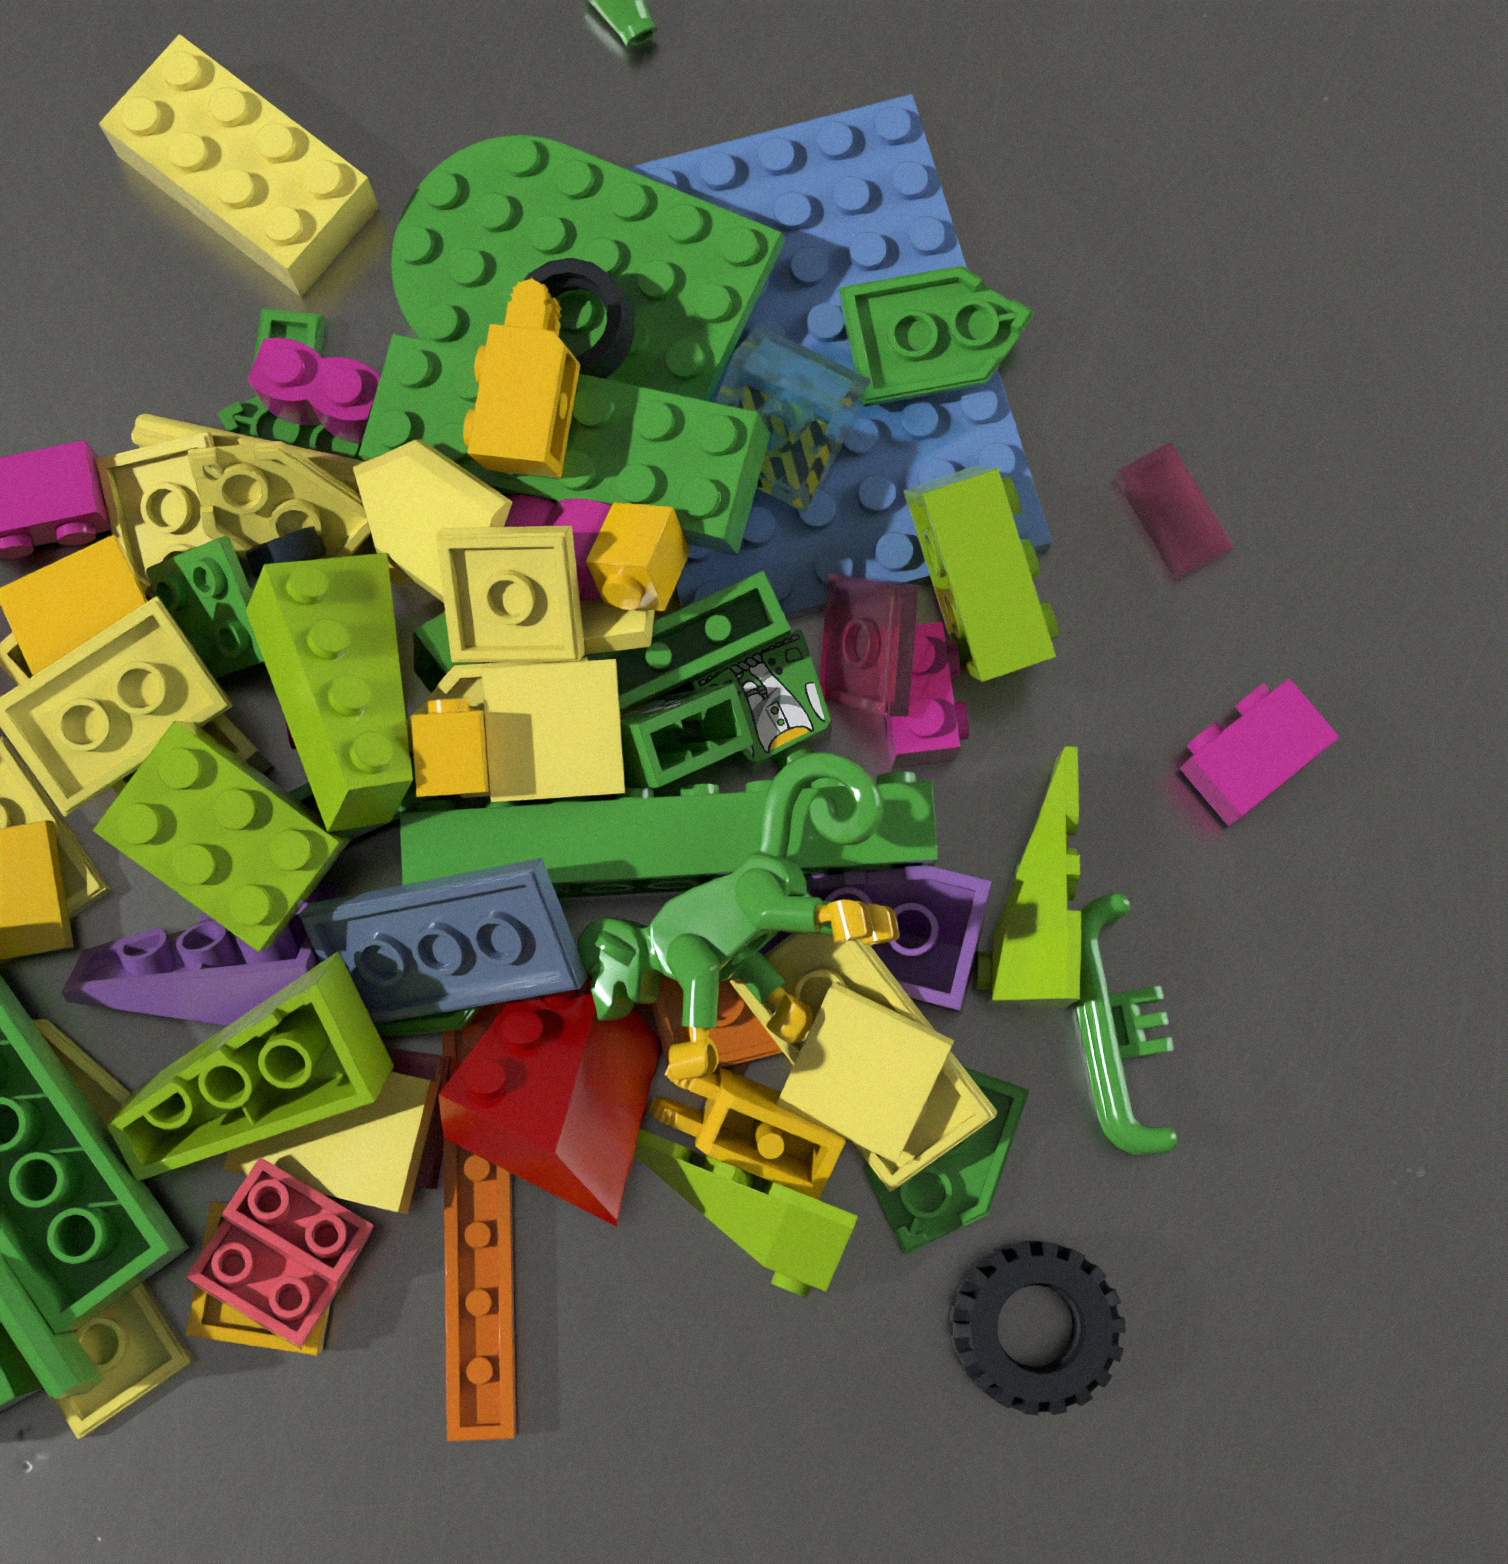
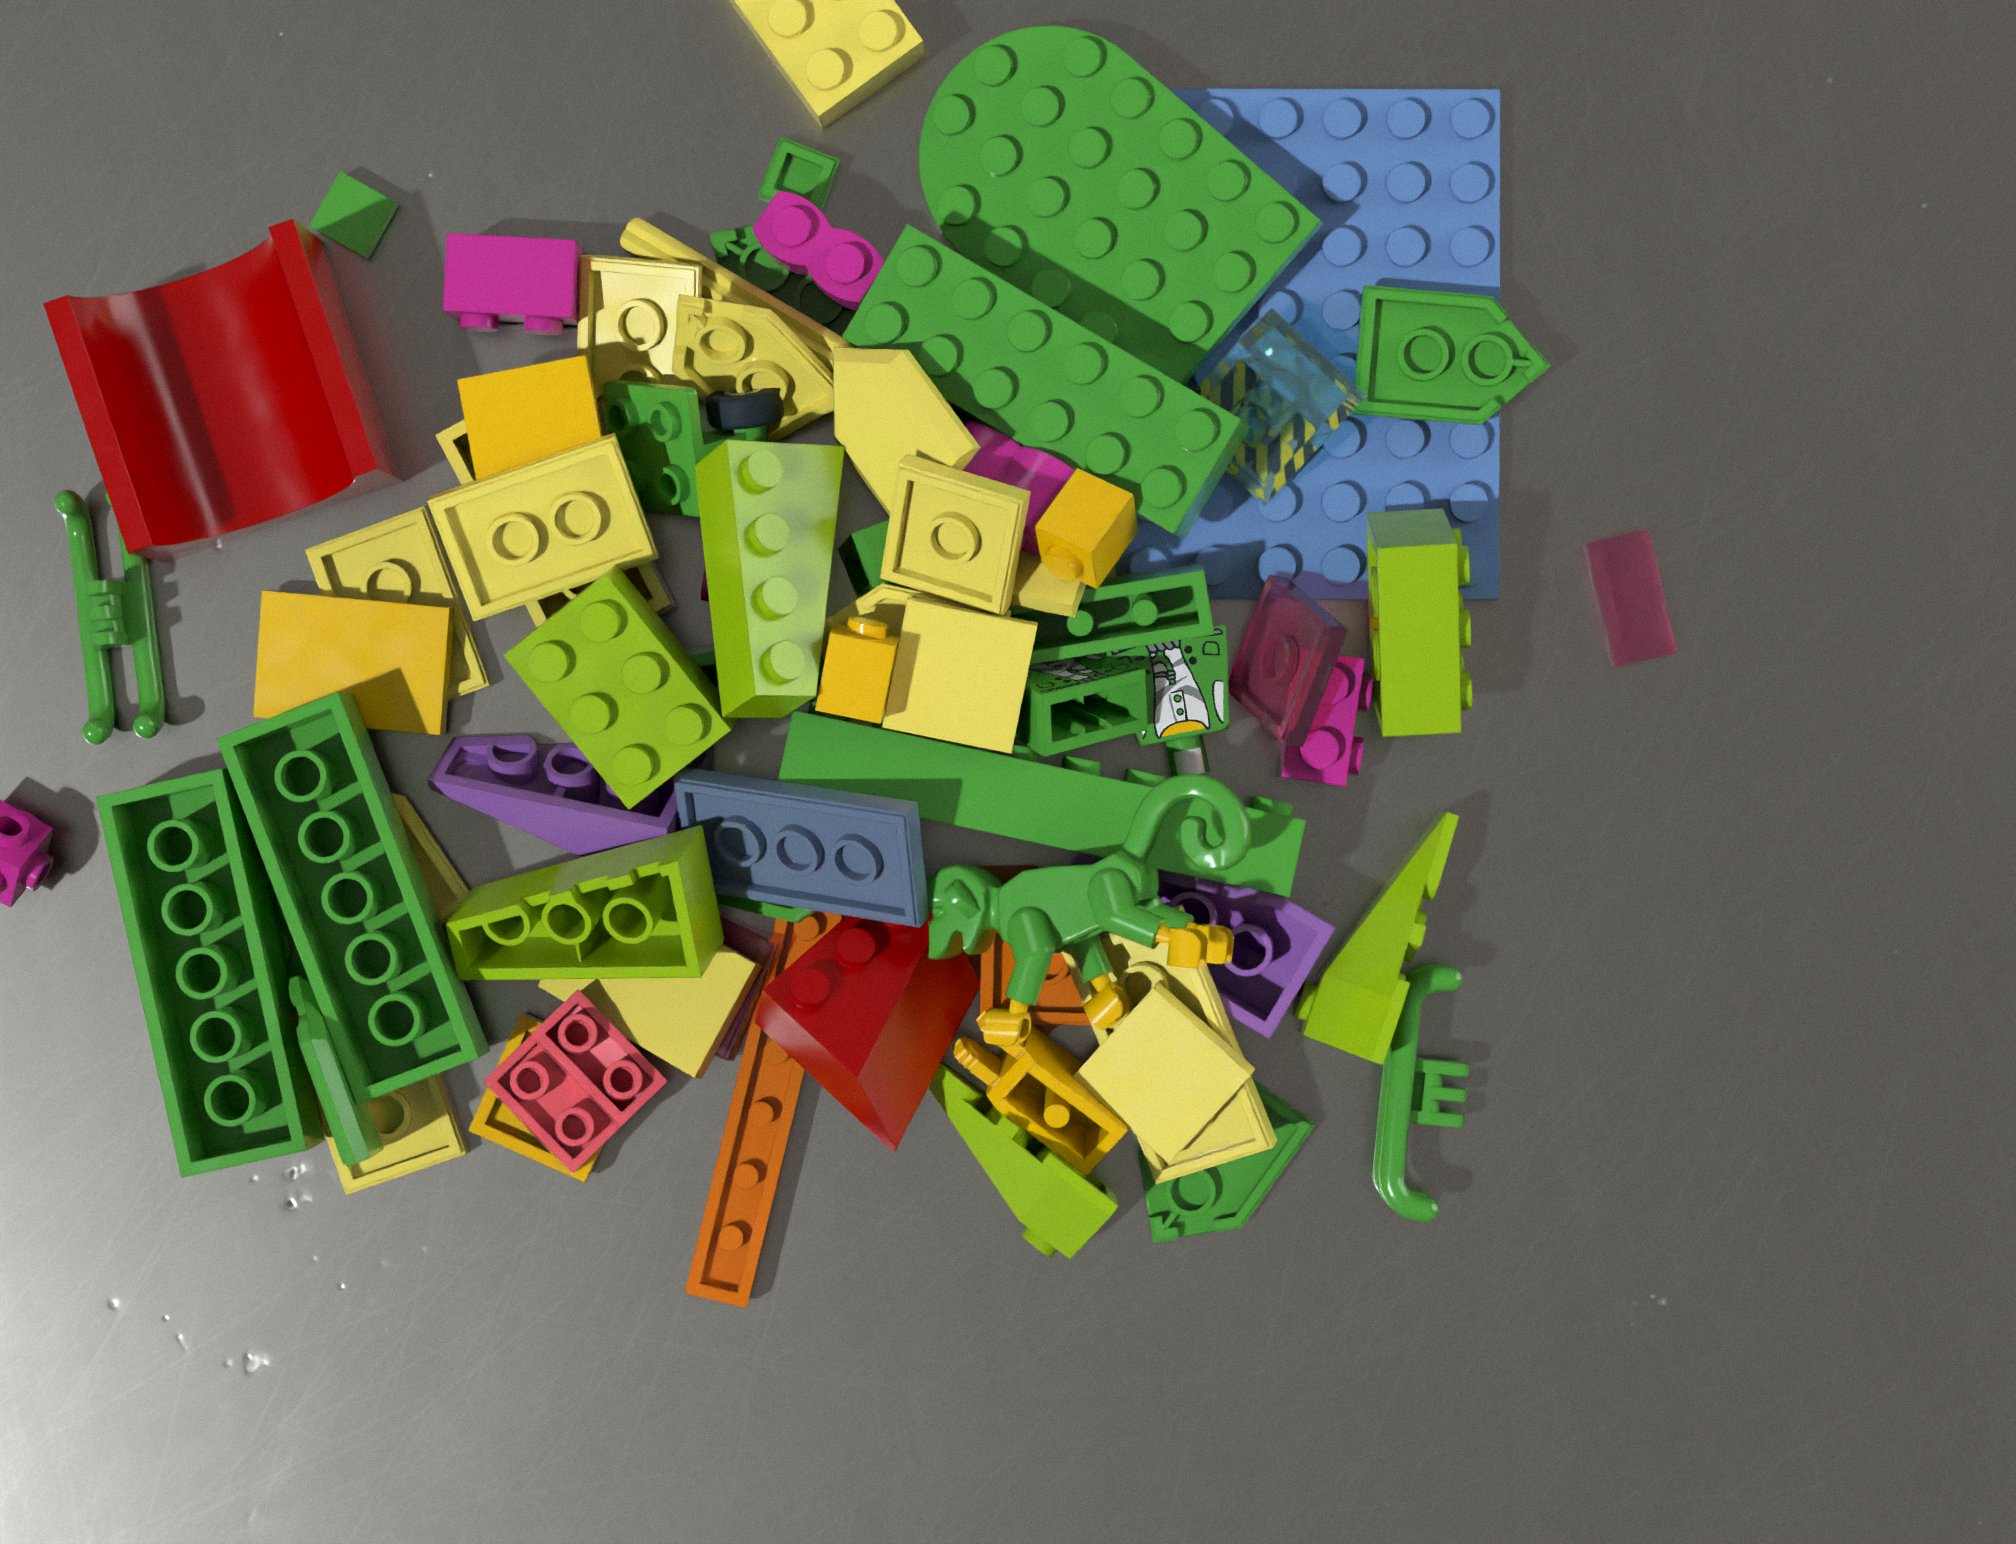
camera: 15 degrees right, 10 degrees up
(523, 389) = (1022, 333): yellow hinge -> none
(619, 332) = (1044, 231): black tyre -> none
(1092, 1340) = (1264, 1397): black tyre -> none
(1258, 750) = (1632, 865): dark pink brick -> none

